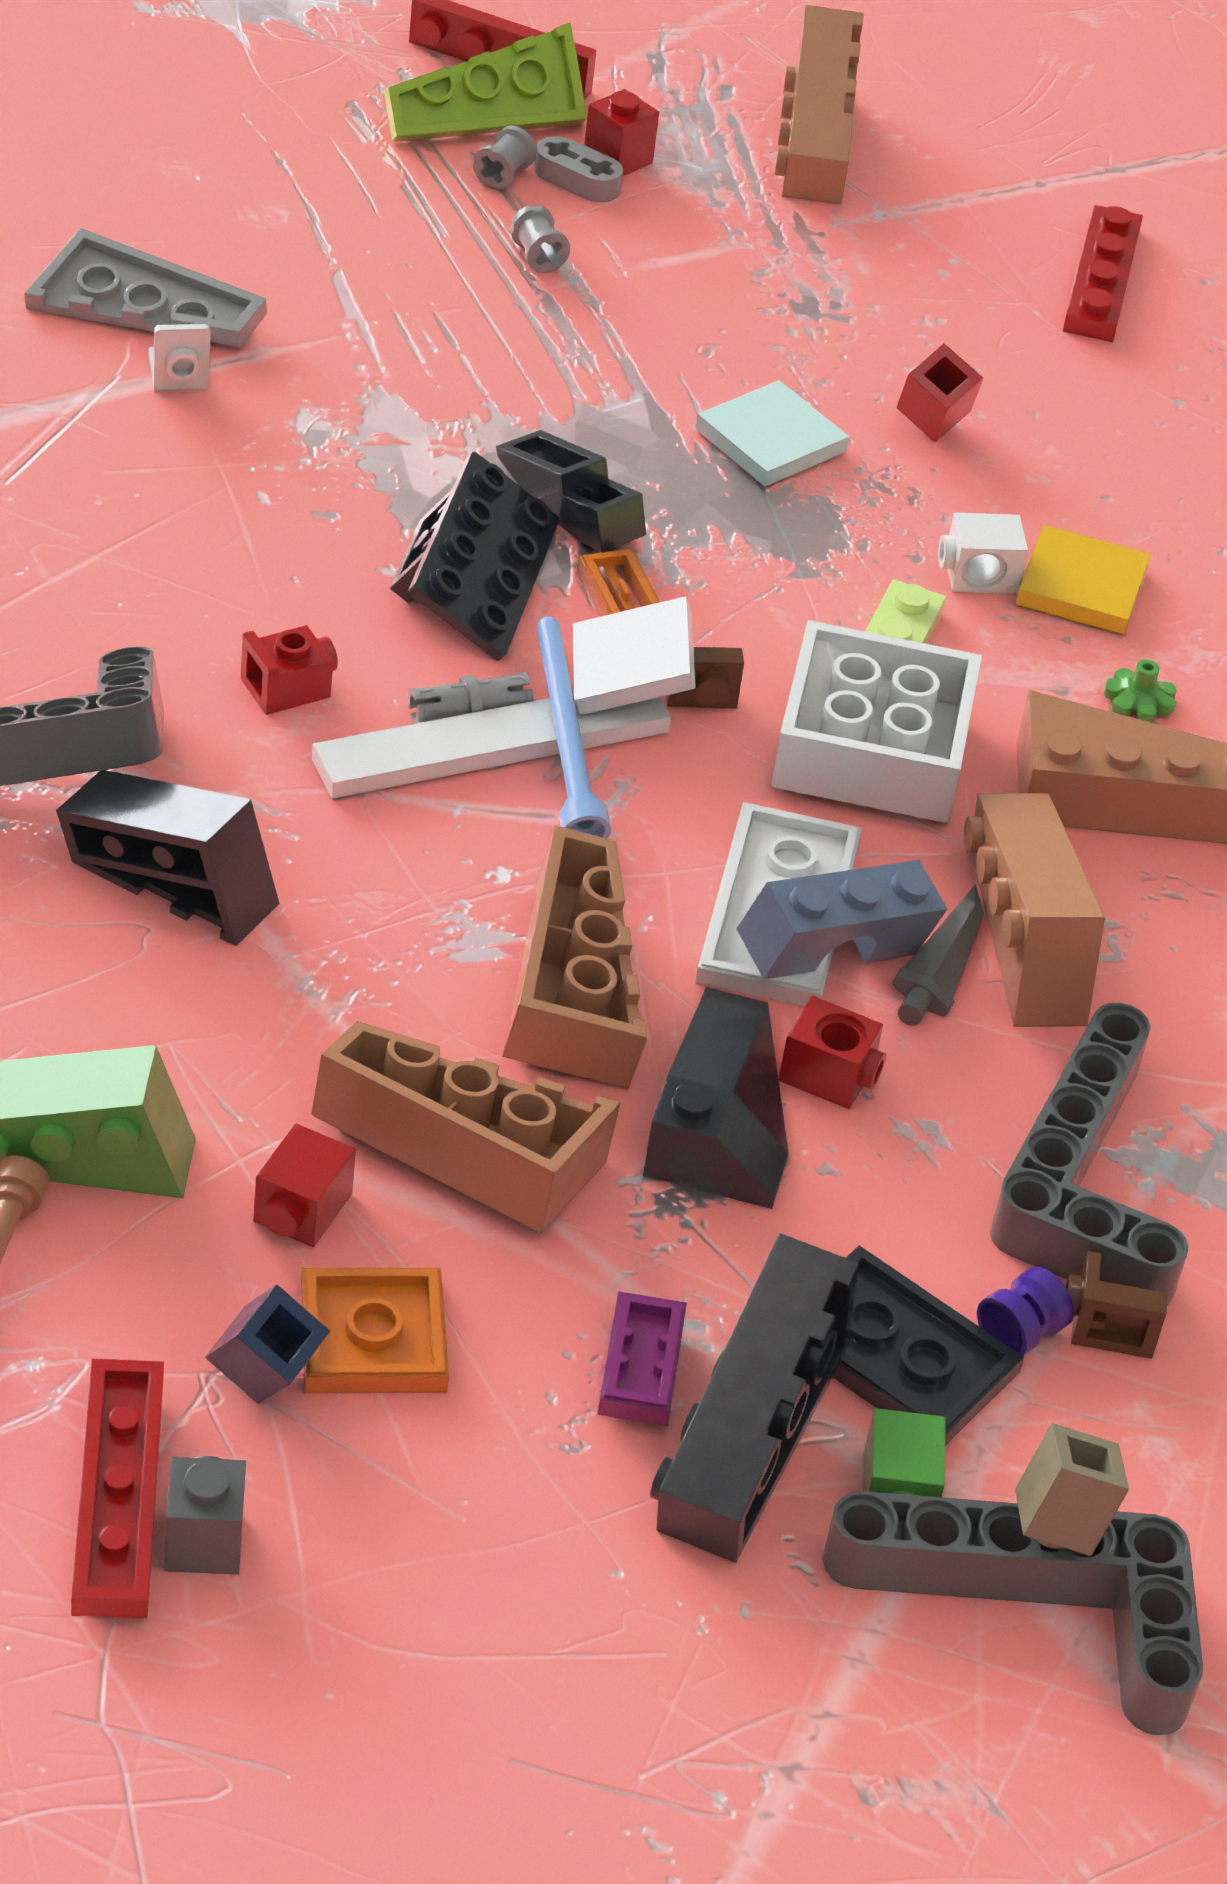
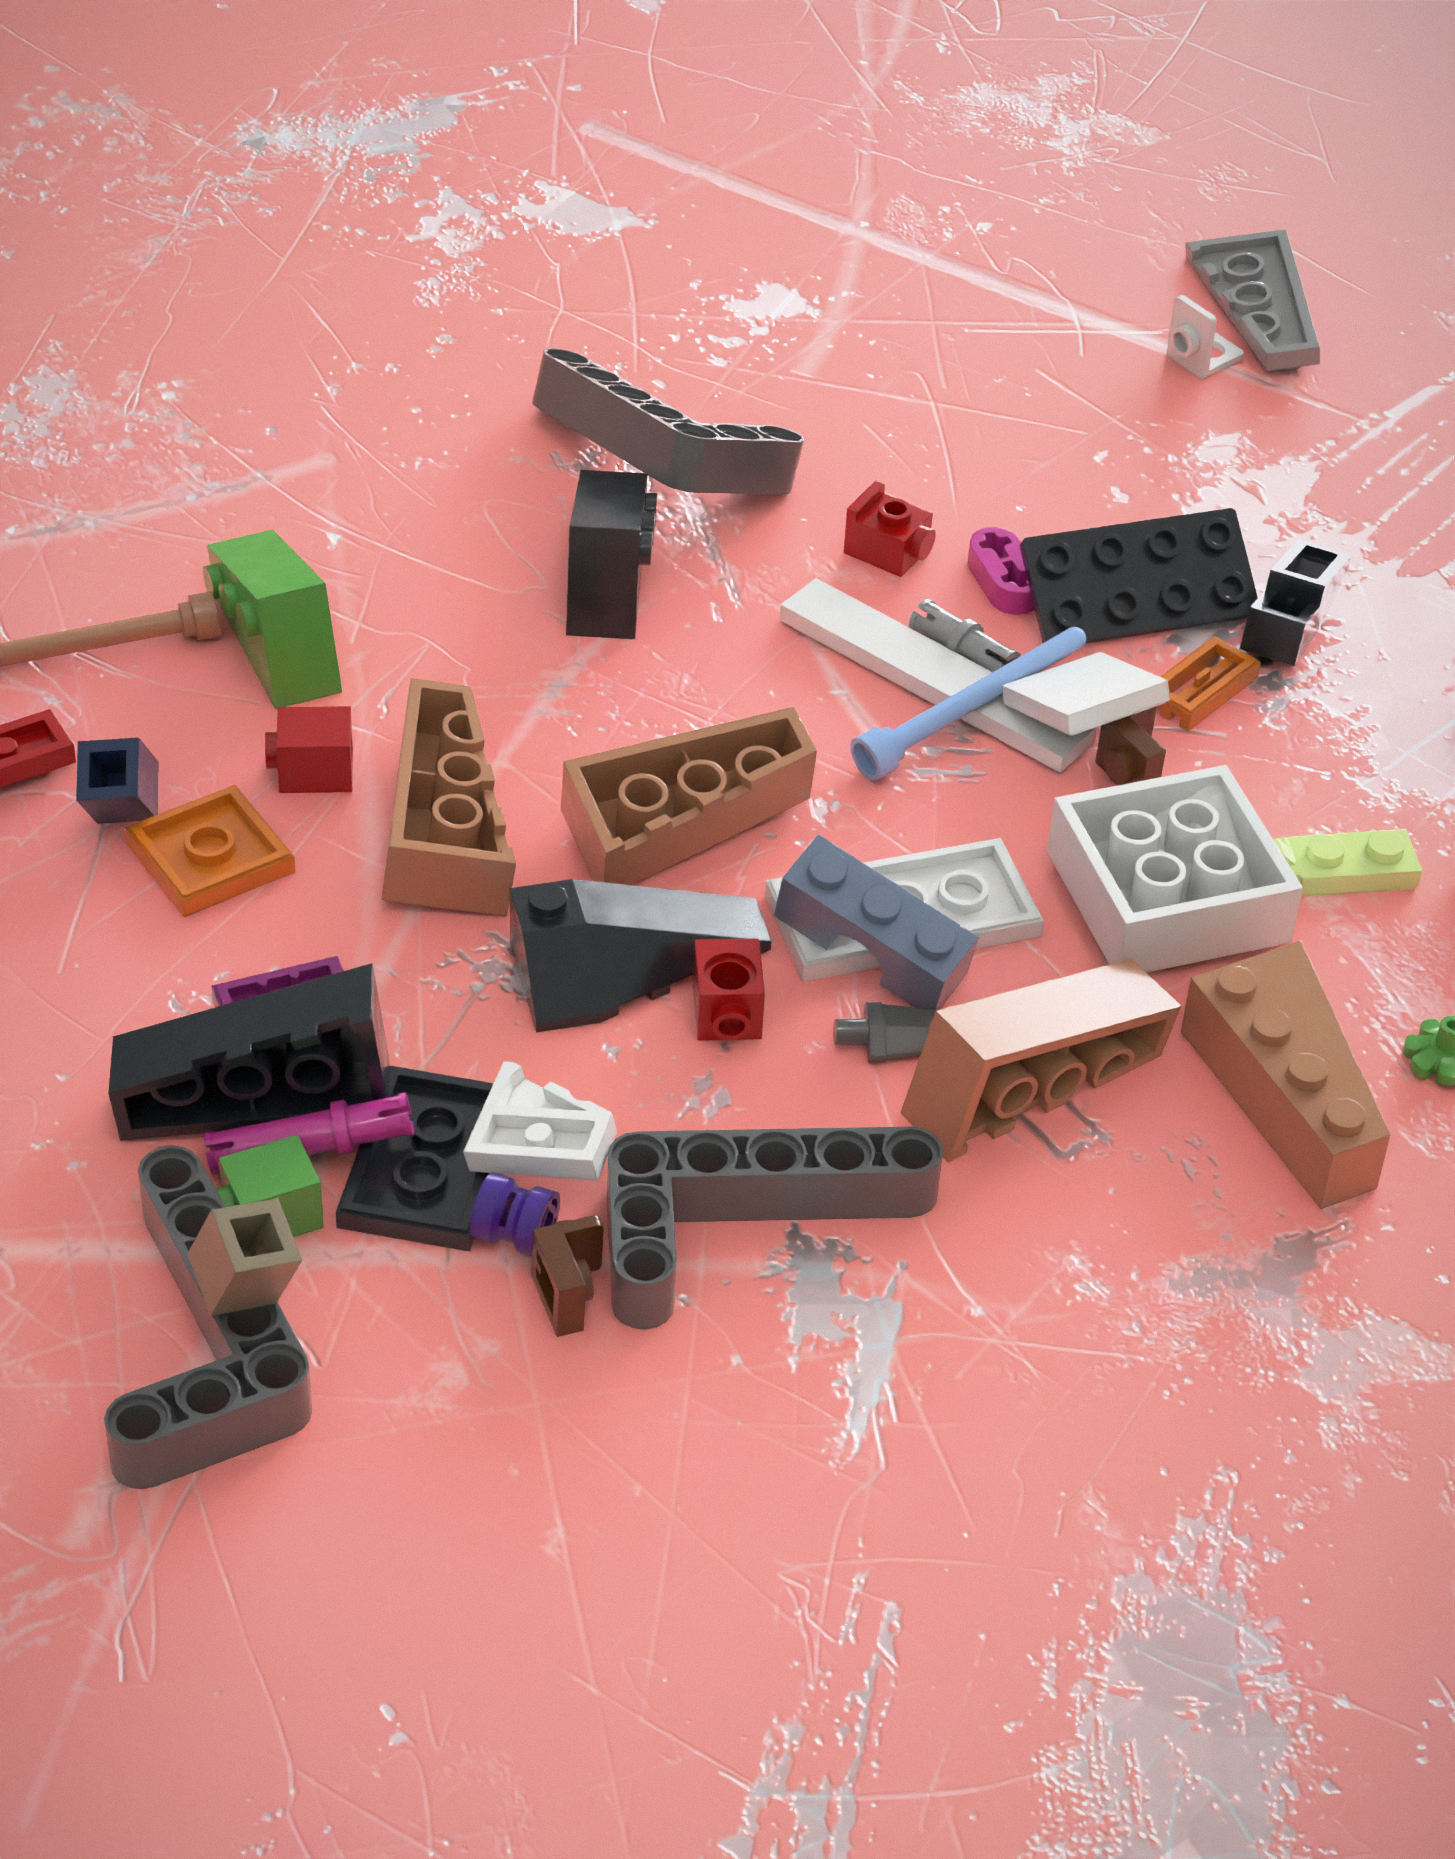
camera: 65 degrees right, 0 degrees up
(388, 629) = (1000, 570): none -> dark pink beam
(856, 1384) = (320, 1131): none -> dark pink pin
(951, 1245) = (538, 1131): none -> white wing

